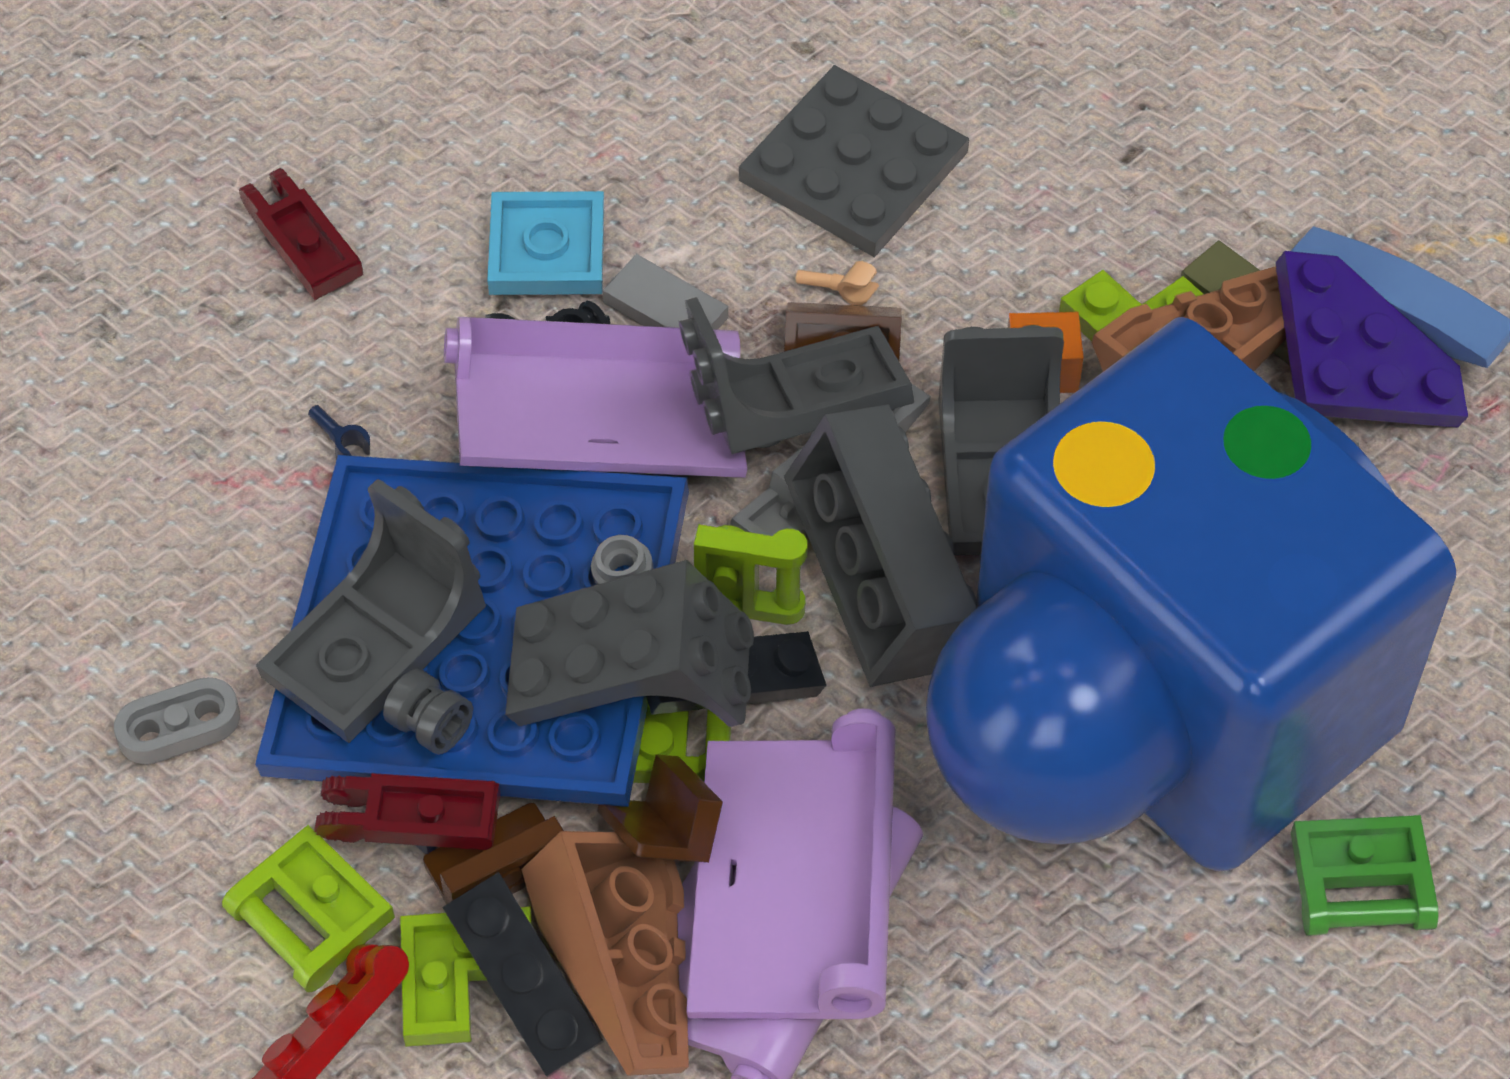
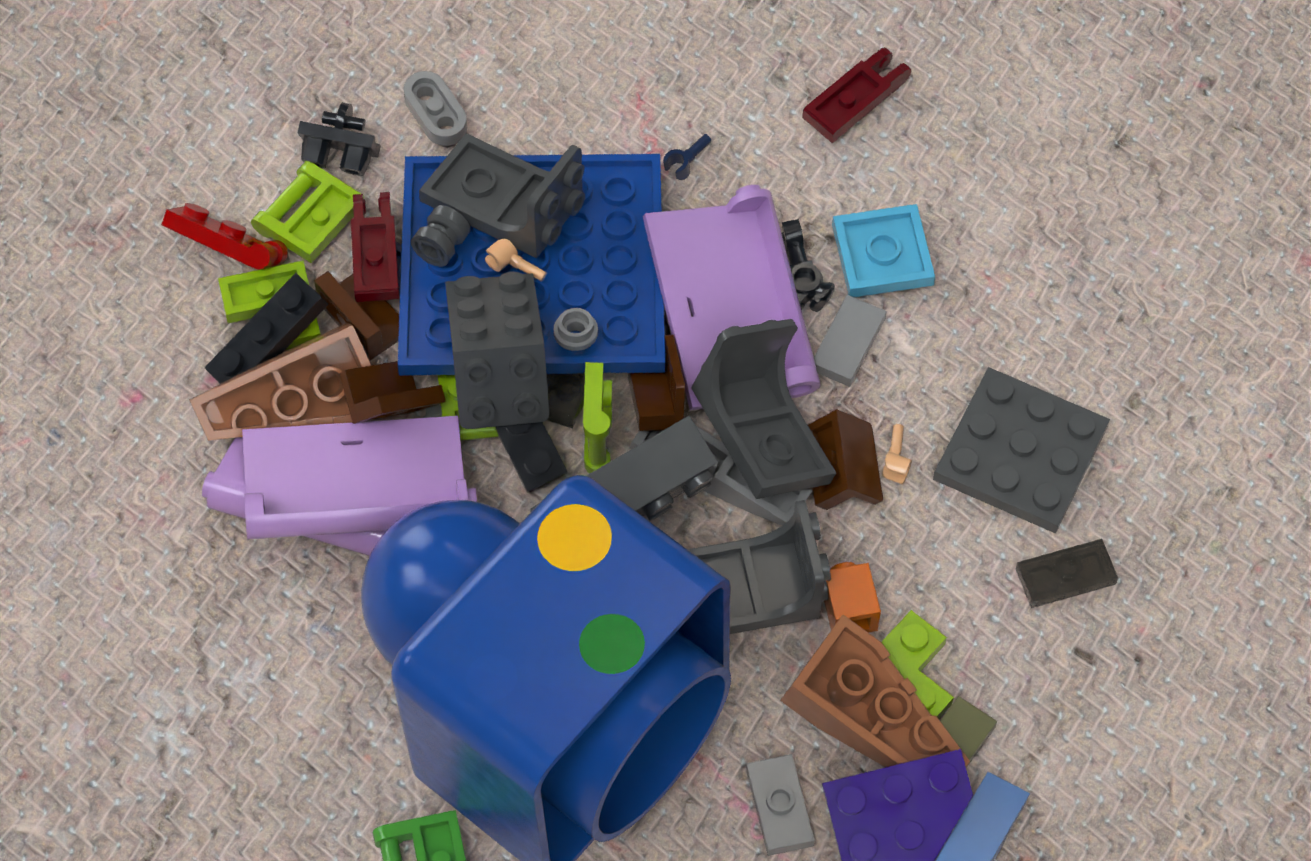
camera: 80 degrees right, 5 degrees up
(194, 877) = (356, 146): none -> black hips
(473, 640) = (505, 253): none -> light nougat hand
(725, 488) = (659, 396): none -> reddish brown panel
(1028, 146) = (1066, 573): none -> clear smoke plate

